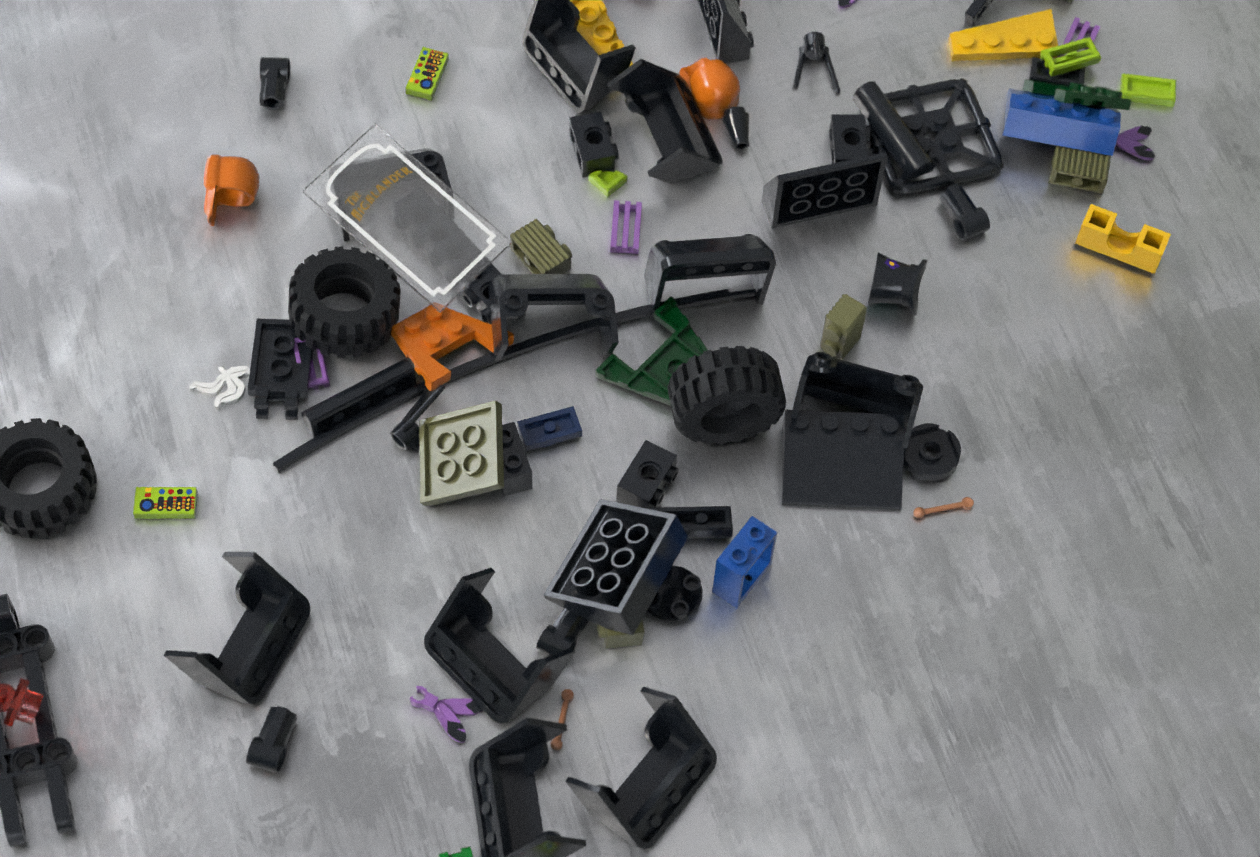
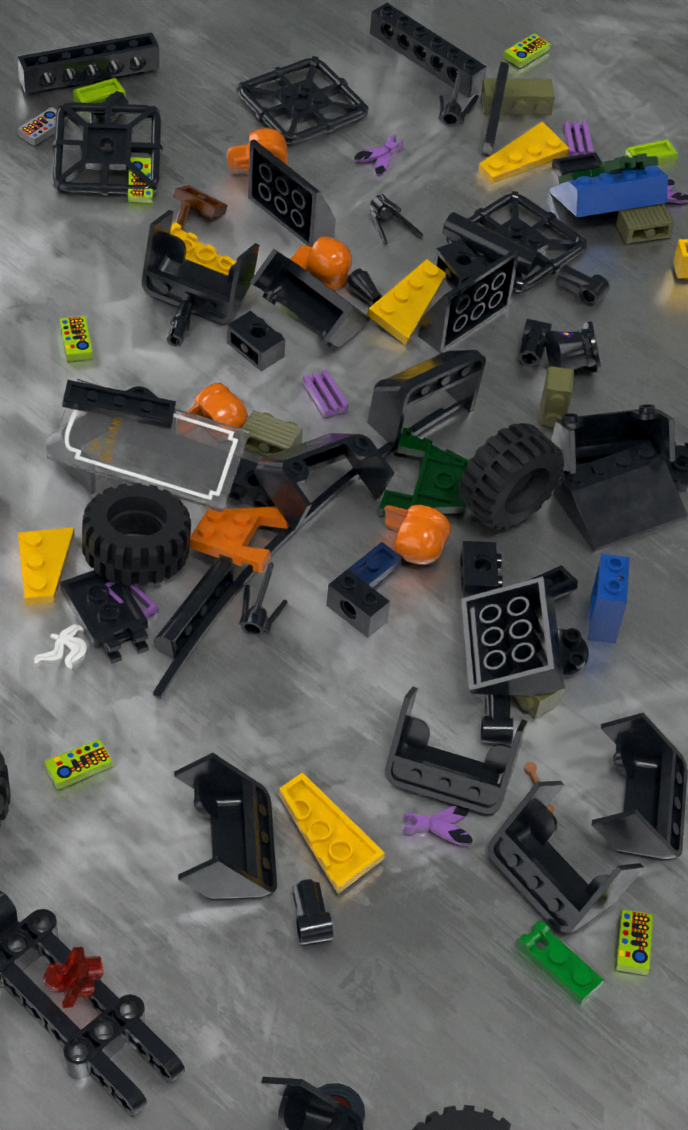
camera: 30 degrees left, 10 degrees down
(253, 292) = (42, 562): none -> yellow wing
(339, 678) = (332, 836): none -> yellow wing
(398, 165) = (118, 404): none -> black tile
(461, 453) = (319, 612): plate -> none
(503, 203) = (220, 405): none -> orange piece
(532, 96) = (180, 323): none -> black axle
(607, 181) = (285, 366): lime tile -> none
(611, 415) = (420, 532): none -> orange piece
(760, 162) = (407, 301): none -> yellow wing
(863, 260) = (533, 342): none -> black piece
(1073, 59) = (586, 149): lime tile -> none

